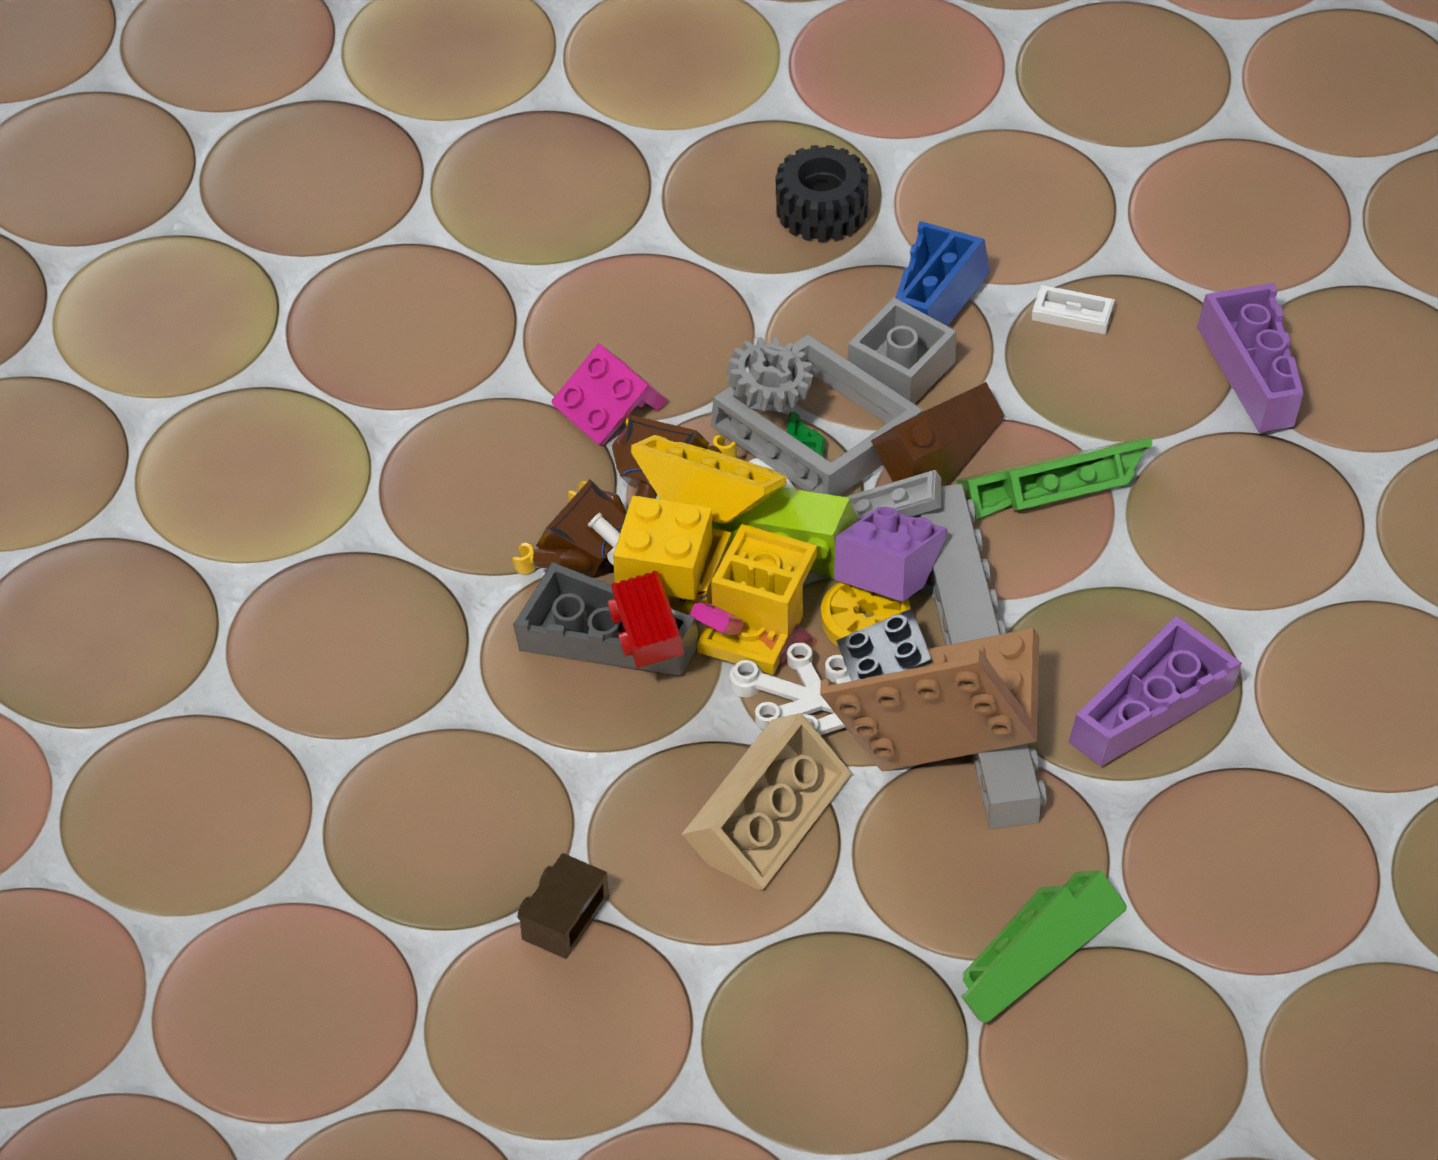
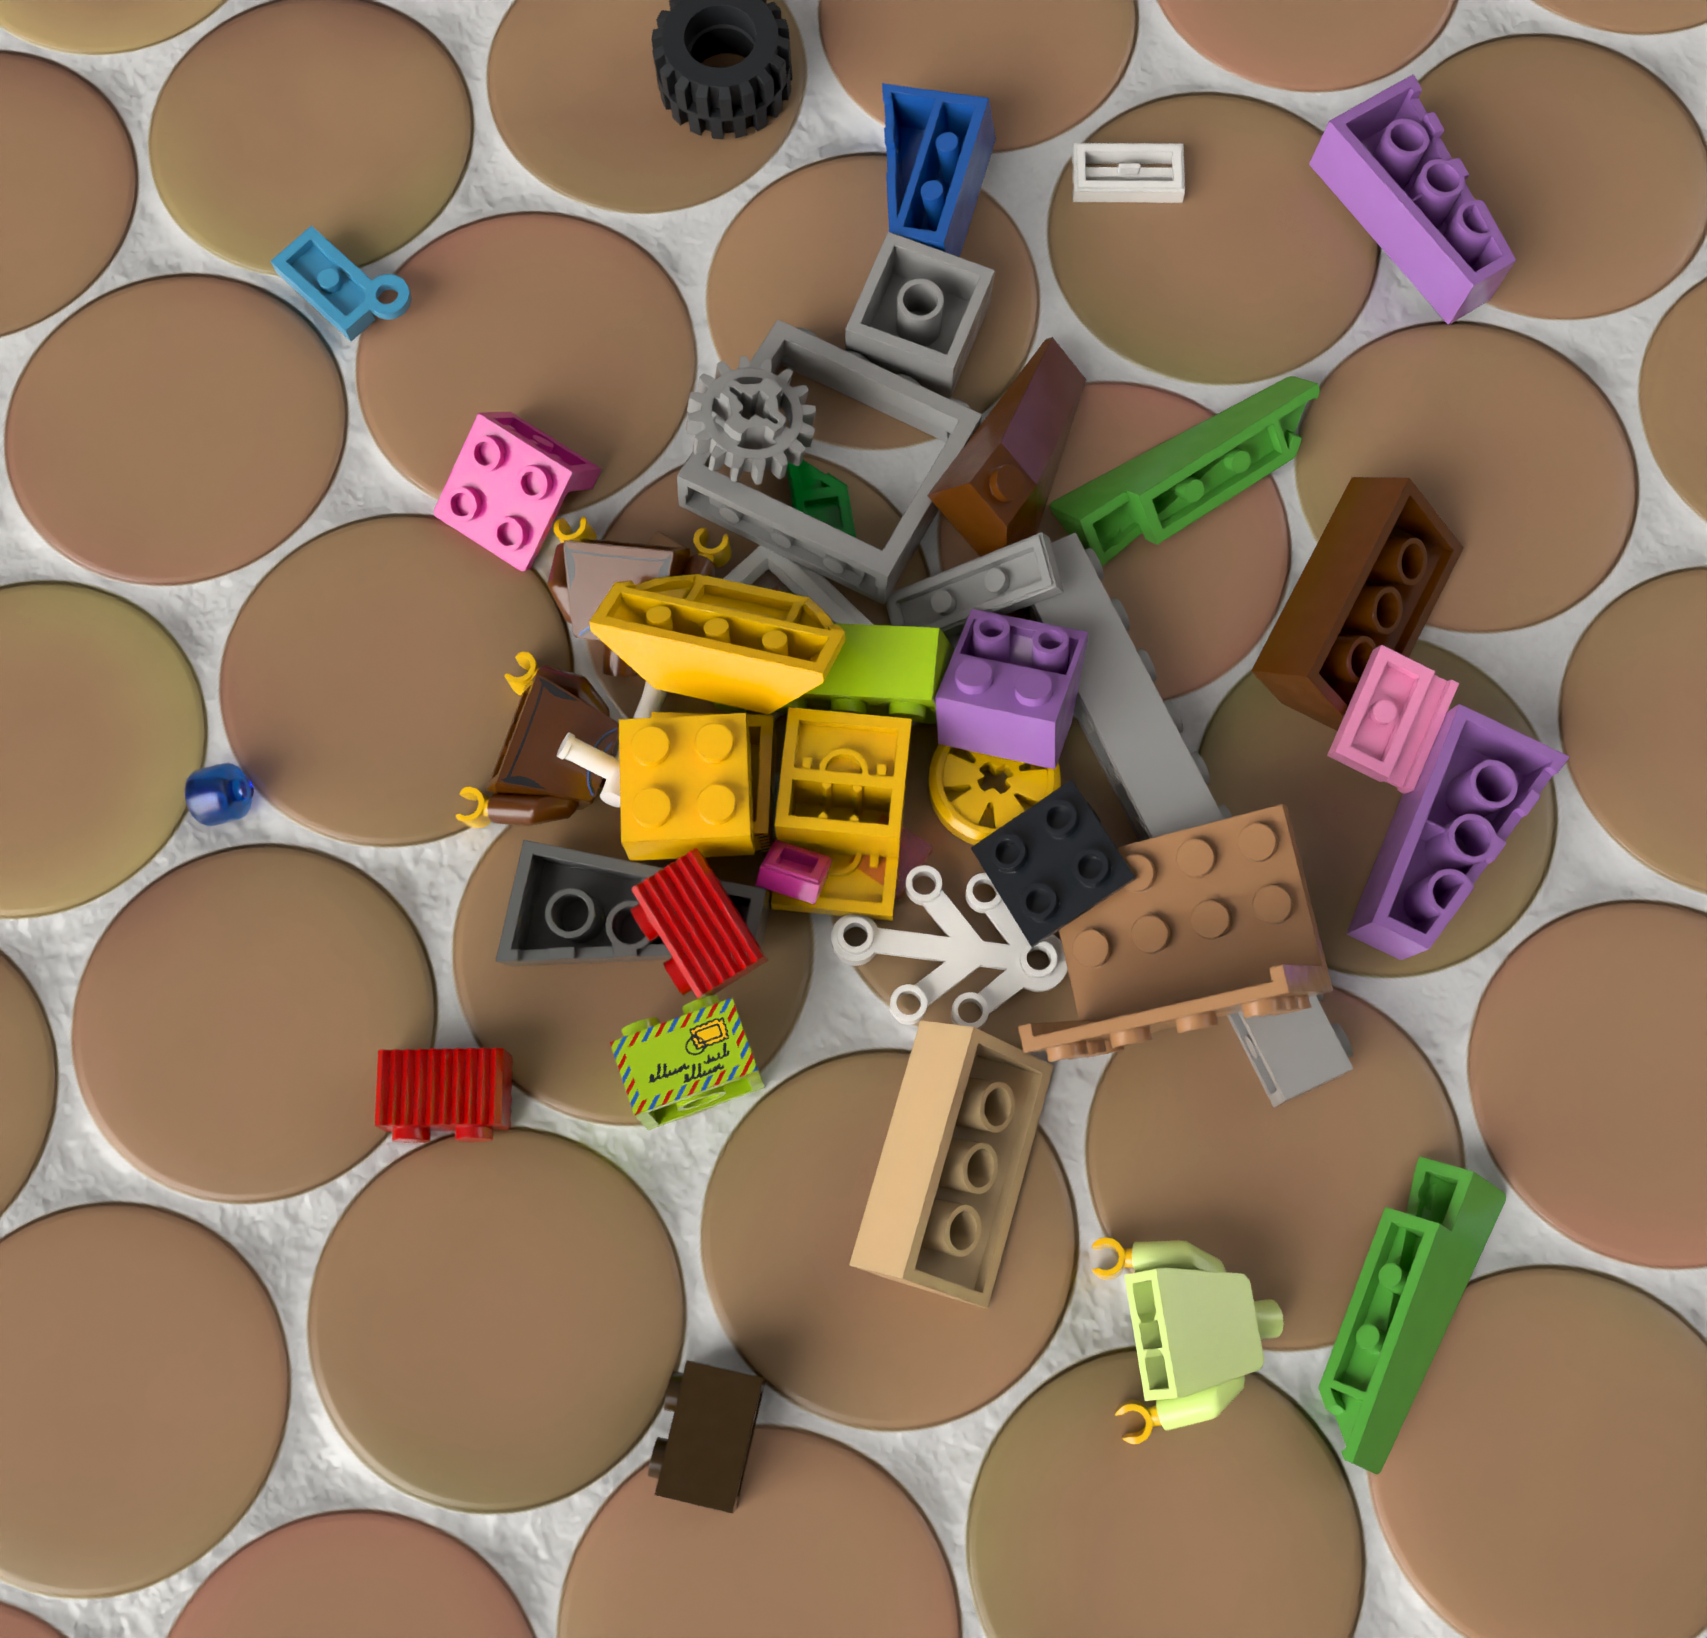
camera: 15 degrees left, 25 degrees up
(366, 518) = (218, 794): none -> clear blue piece
(456, 696) = (443, 1092): none -> red brick
(530, 267) = (338, 285): none -> dark azure hinge
(616, 705) = (686, 1062): none -> lime brick
(886, 917) = (1191, 1331): none -> yellowish green torso
(1132, 622) = (1393, 719): none -> bright pink plate
(1141, 568) = (1361, 589): none -> reddish brown slope

